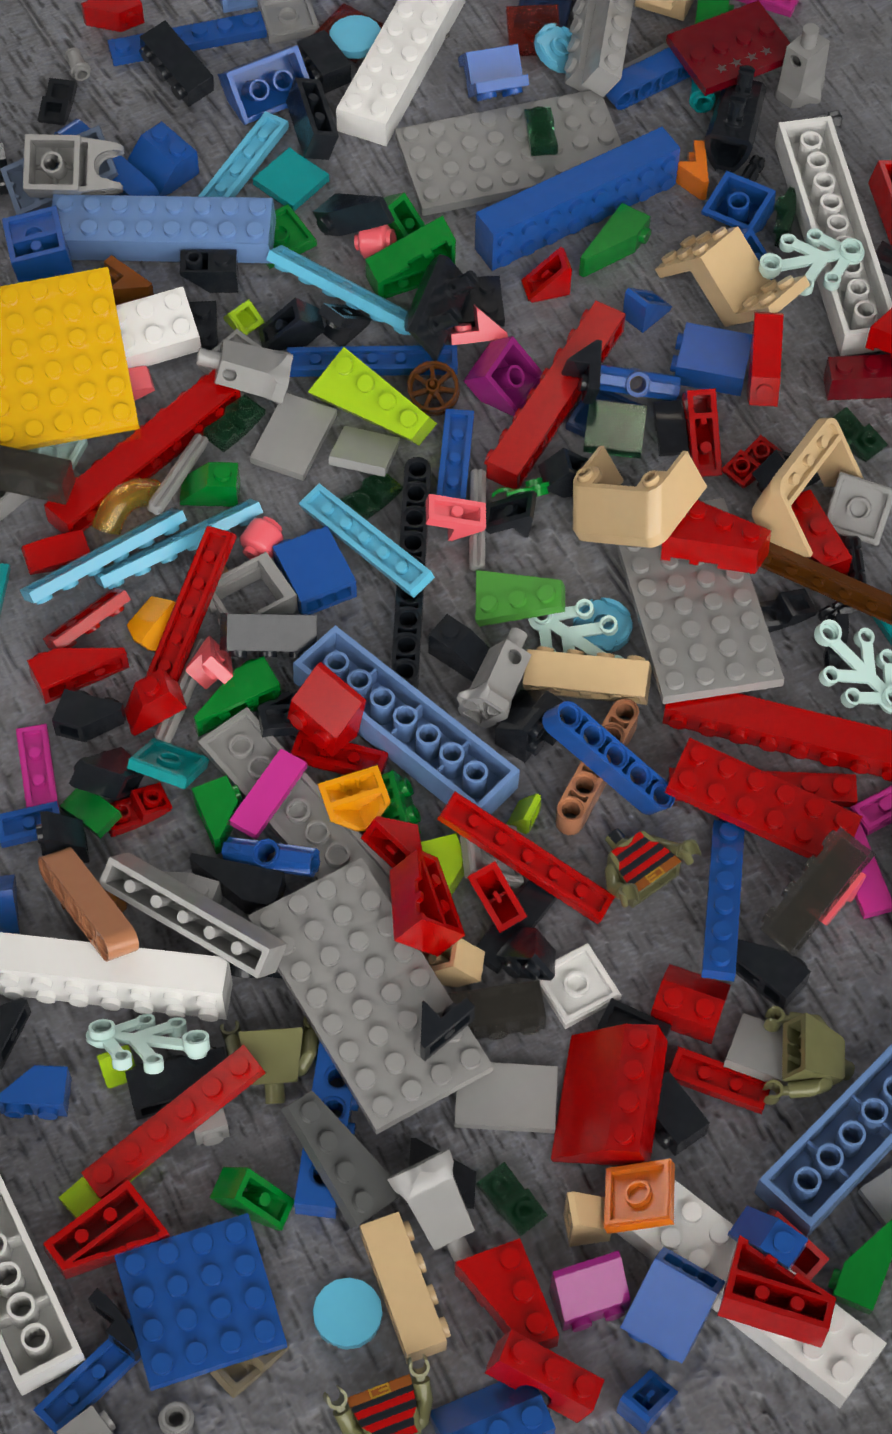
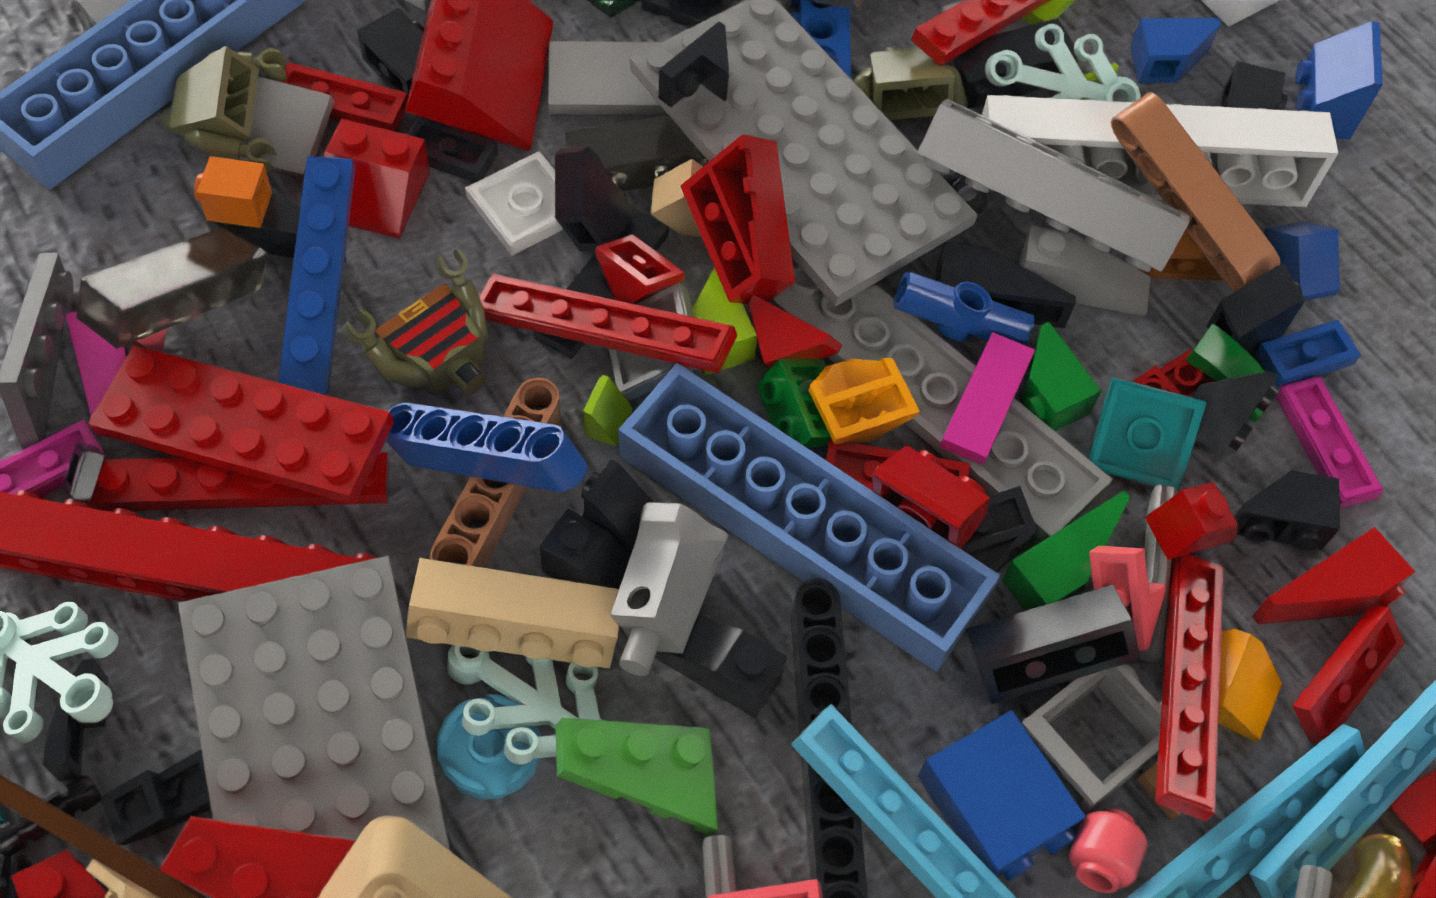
camera: 170 degrees right, 0 degrees up
(786, 957) = (233, 191): none -> orange brick
(859, 785) = (83, 471): none -> tile

